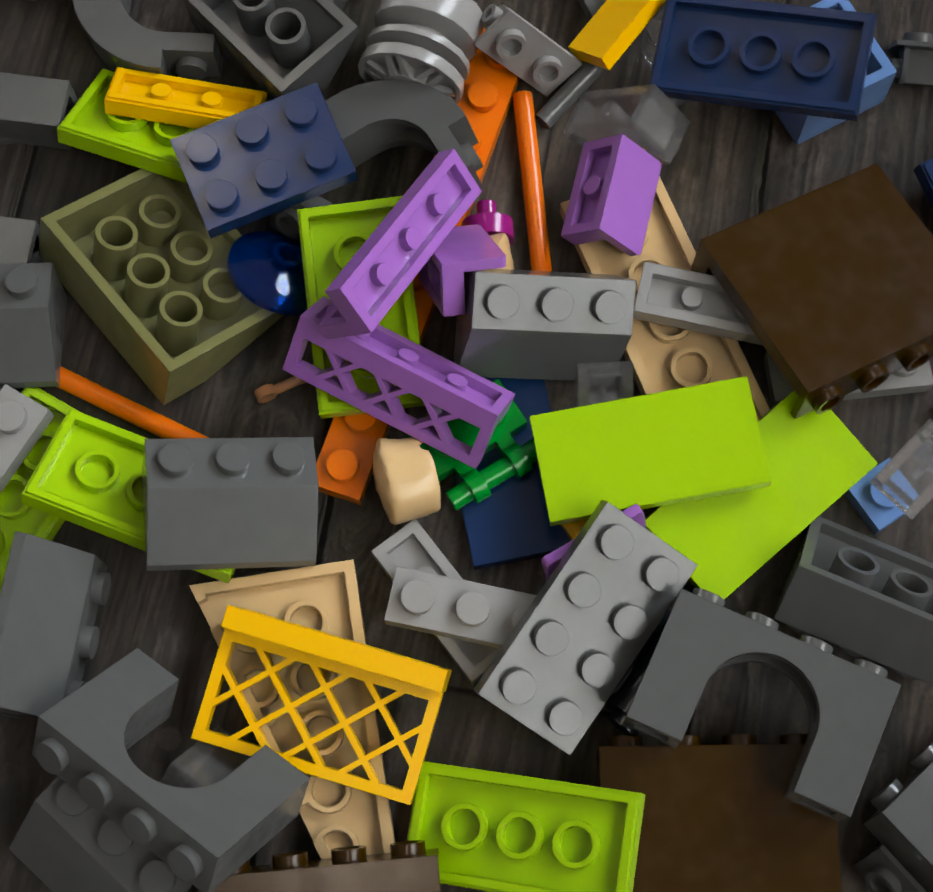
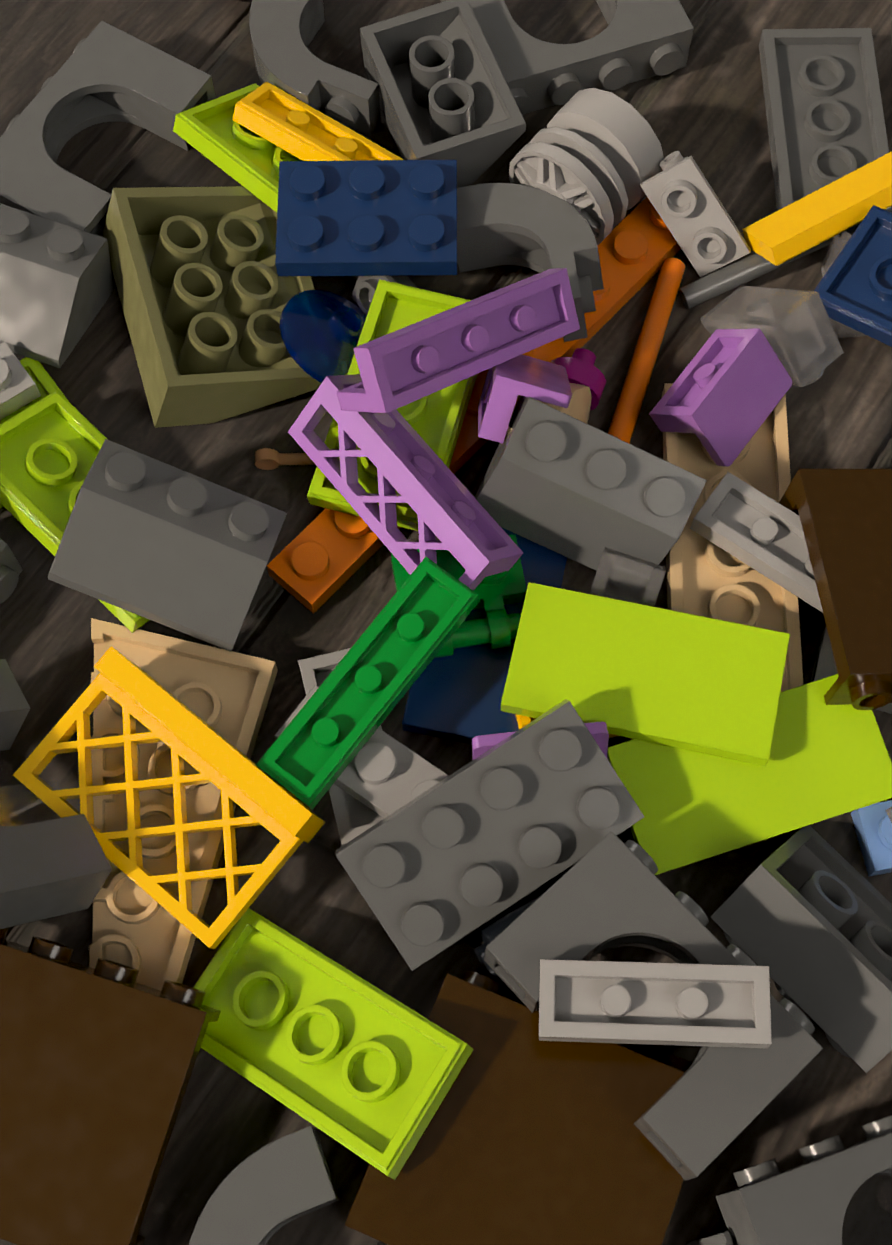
camera: 20 degrees right, 5 degrees down
(123, 407) = (110, 409): orange bar -> none
(405, 479) = (361, 592): tan hair -> none
(442, 548) = (368, 683): none -> green tile
(769, 705) = (655, 1003): none -> light grey plate

